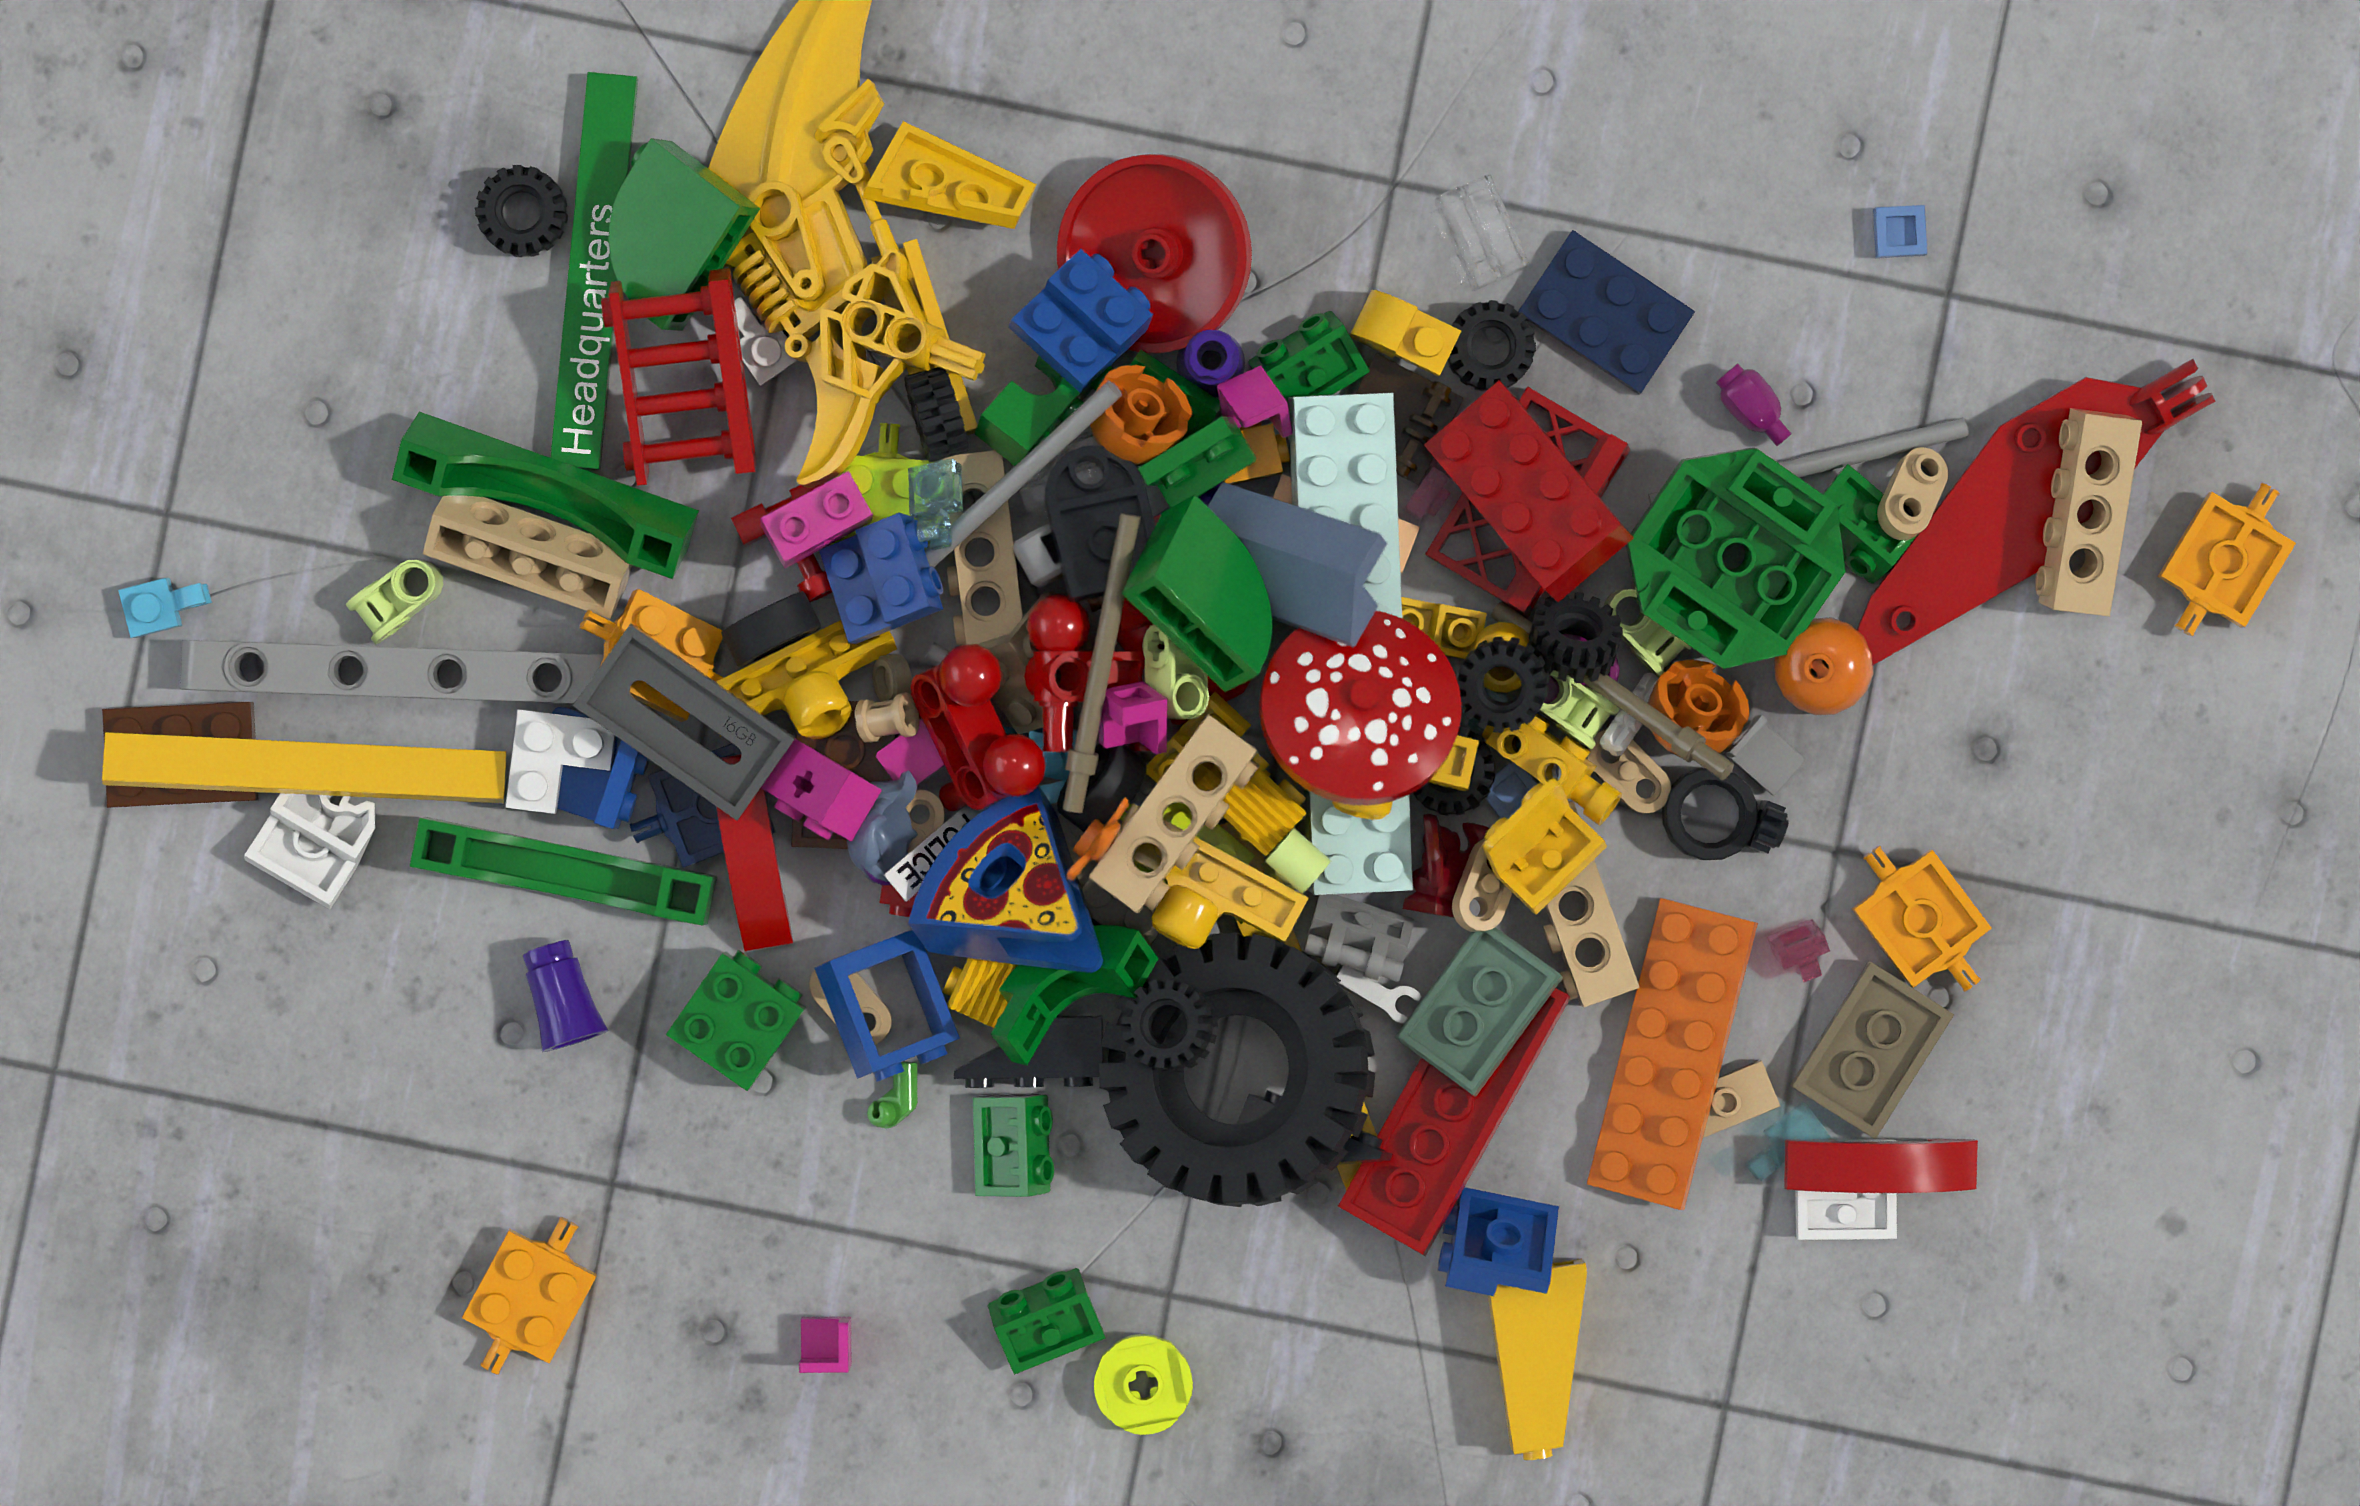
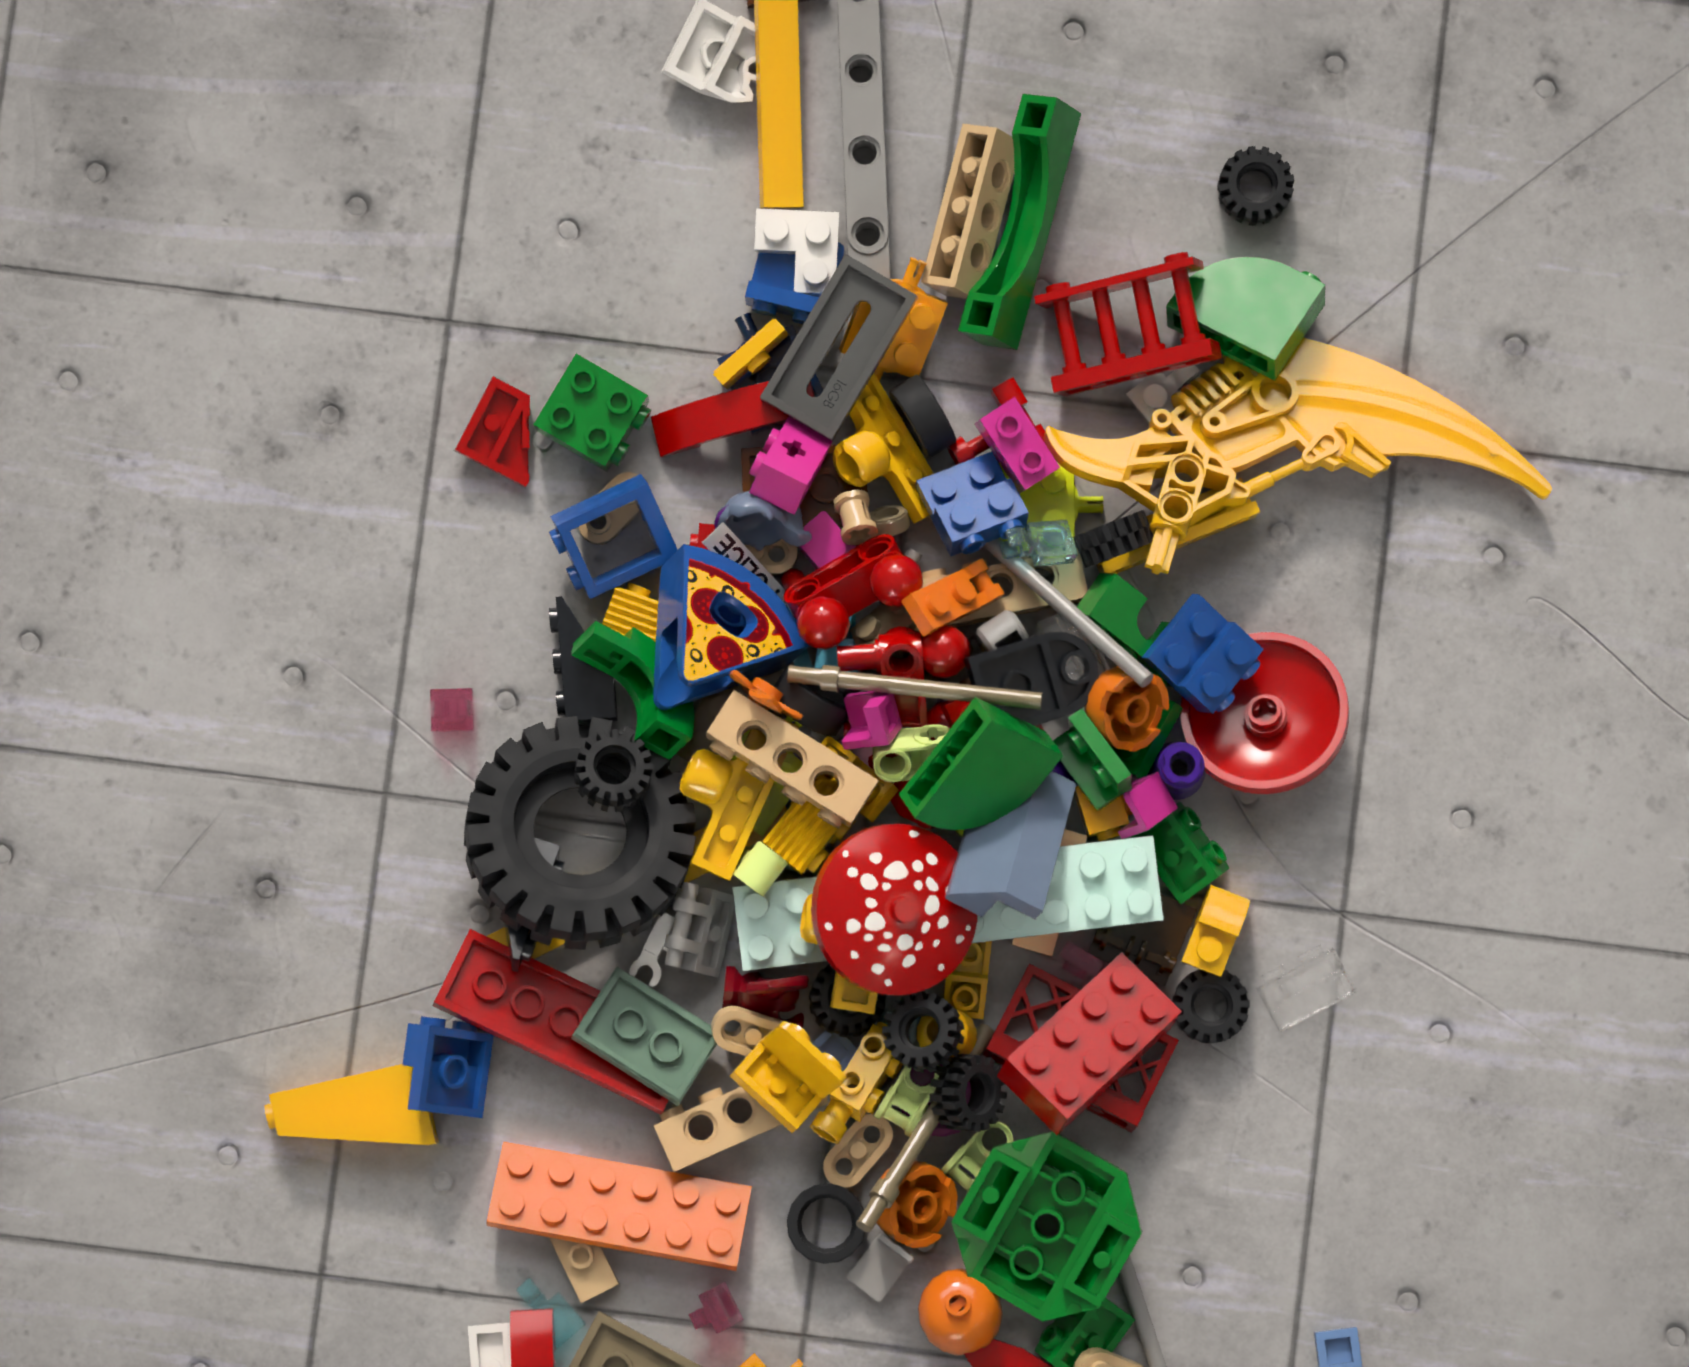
camera: 85 degrees right, 5 degrees down
(388, 602) = (920, 100): yellowish green piece -> none
(529, 1295) = (349, 260): light orange plate -> none
(561, 997) = (601, 267): dark purple plant -> none
(563, 870) = (707, 260): green arch -> none
(585, 340) = (1147, 246): green tile -> none
(683, 825) = (752, 354): none -> yellow plate
(750, 1131) = (500, 432): none -> red wing
(825, 1345) = (324, 508): dark pink panel -> none
(897, 1102) = (533, 555): bright green arm -> none
(947, 180) = (1311, 536): yellow wing -> none
(995, 611) = (952, 598): none -> orange plate
(1012, 1145) = (502, 652): green bracket -> none
(1045, 1320) = (356, 690): green bracket -> none
(1075, 1209) = (452, 710): none -> clear pink tile
(1166, 1400) = (288, 765): neon yellow plate -> none
(1606, 312) = (1247, 1102): dark blue plate -> none
(1624, 726) = (893, 1142): white axle -> none
(1753, 402) = (1180, 1233): magenta plant -> none
(1770, 827) = (818, 1274): black plate -> none

